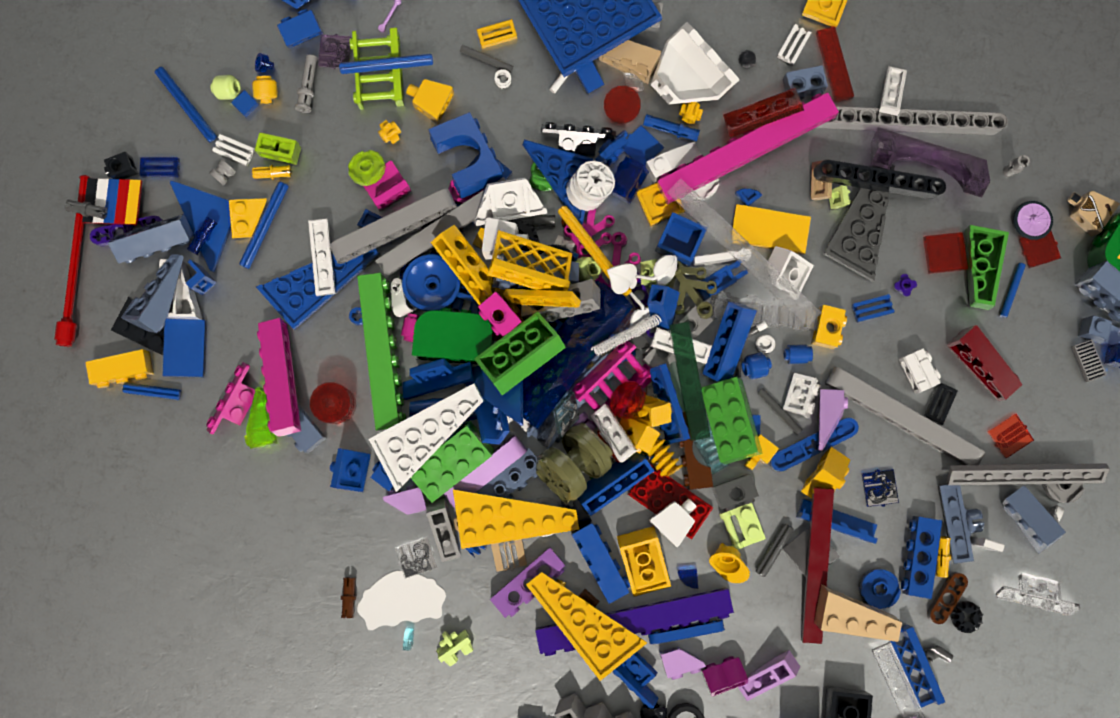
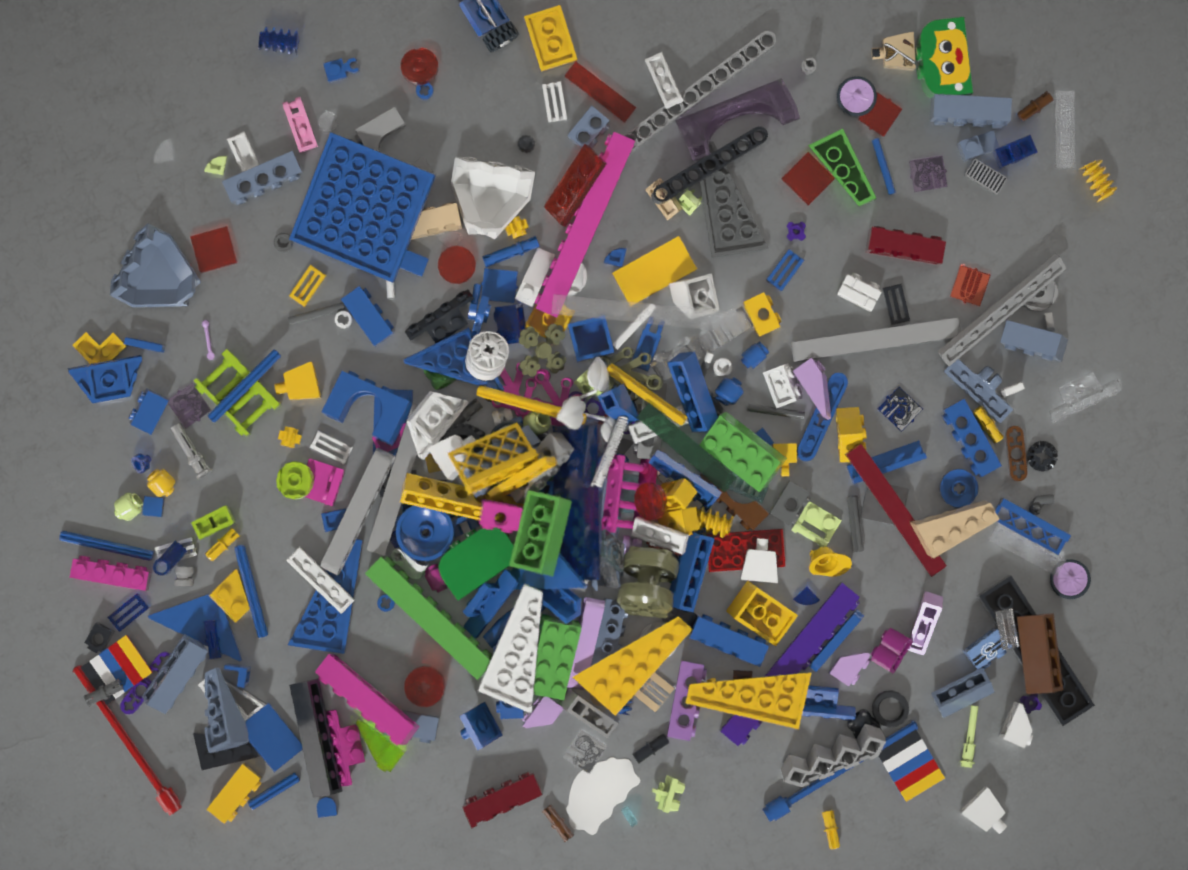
camera: 35 degrees left, 5 degrees up
(171, 129) = (110, 574): none -> dark pink brick
(181, 437) = (326, 807): none -> blue tile
(216, 376) = (315, 738): none -> black brick
(223, 149) = (170, 557): none -> clear blue piece
(318, 542) = (502, 799): none -> dark red wedge
(421, 180) = (346, 454): none -> white tile
(469, 598) = (651, 748): none -> black axle
(523, 89) = (368, 315): none -> blue brick
(636, 218) = (542, 350): none -> olive plant
(691, 315) = (647, 394): none -> yellow axle
(1043, 323) = (928, 173): none -> clear purple piece

